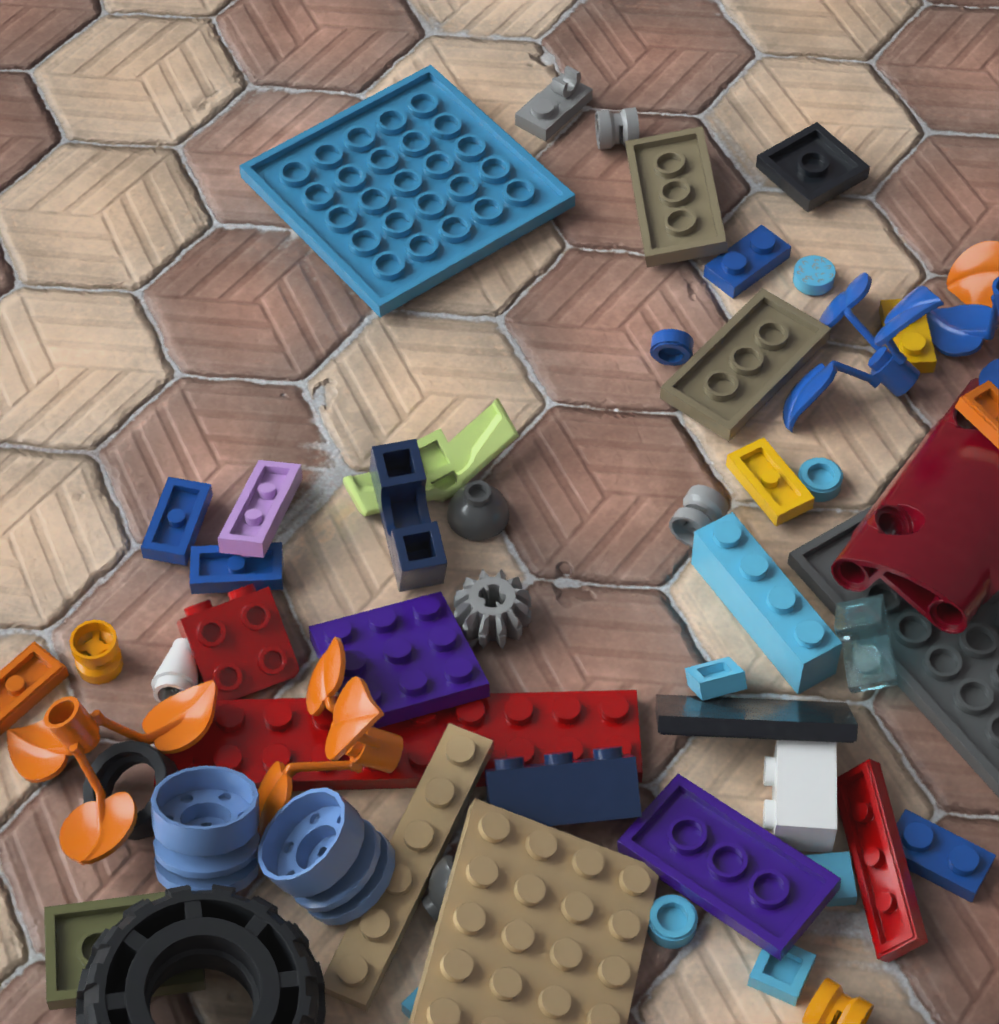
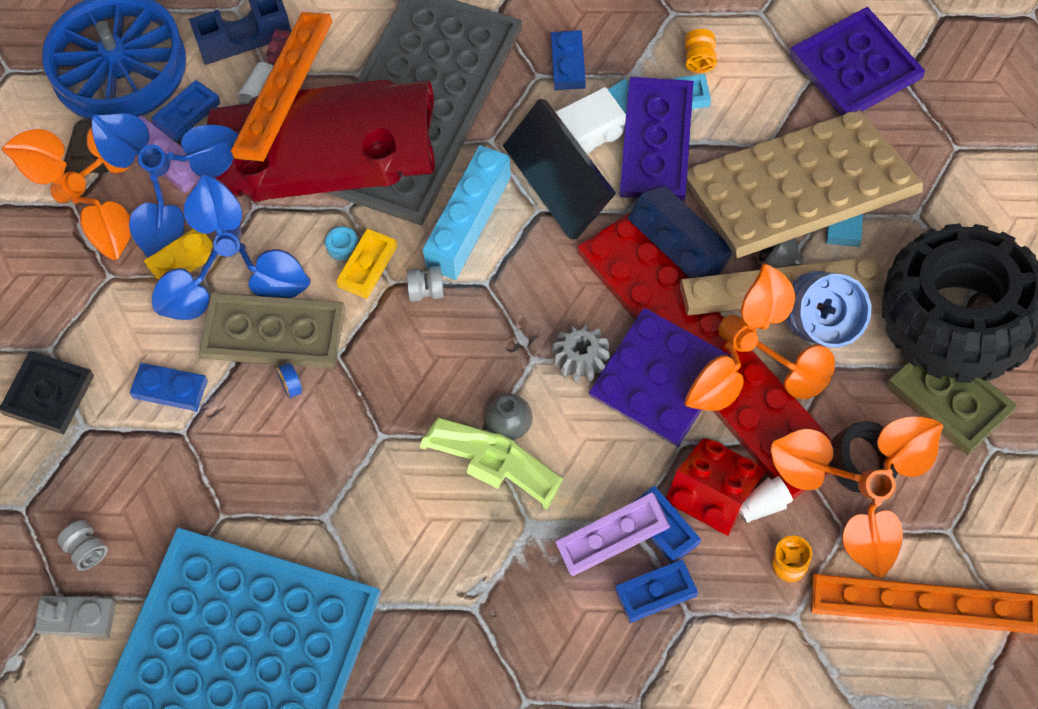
camera: 120 degrees left, 10 degrees up
(206, 828) = (849, 368): medium blue wheel -> none
(402, 503) = (543, 446): dark blue arch -> none
(672, 921) = (704, 151): medium azure tile -> none
(675, 197) = (135, 461): dark tan plate -> none
(716, 678) = (539, 210): medium azure tile -> none
(814, 275) = (157, 338): medium azure tile -> none
(866, 643) = (460, 143): clear light blue slope -> none
(879, 862) = (601, 71): red tile -> none

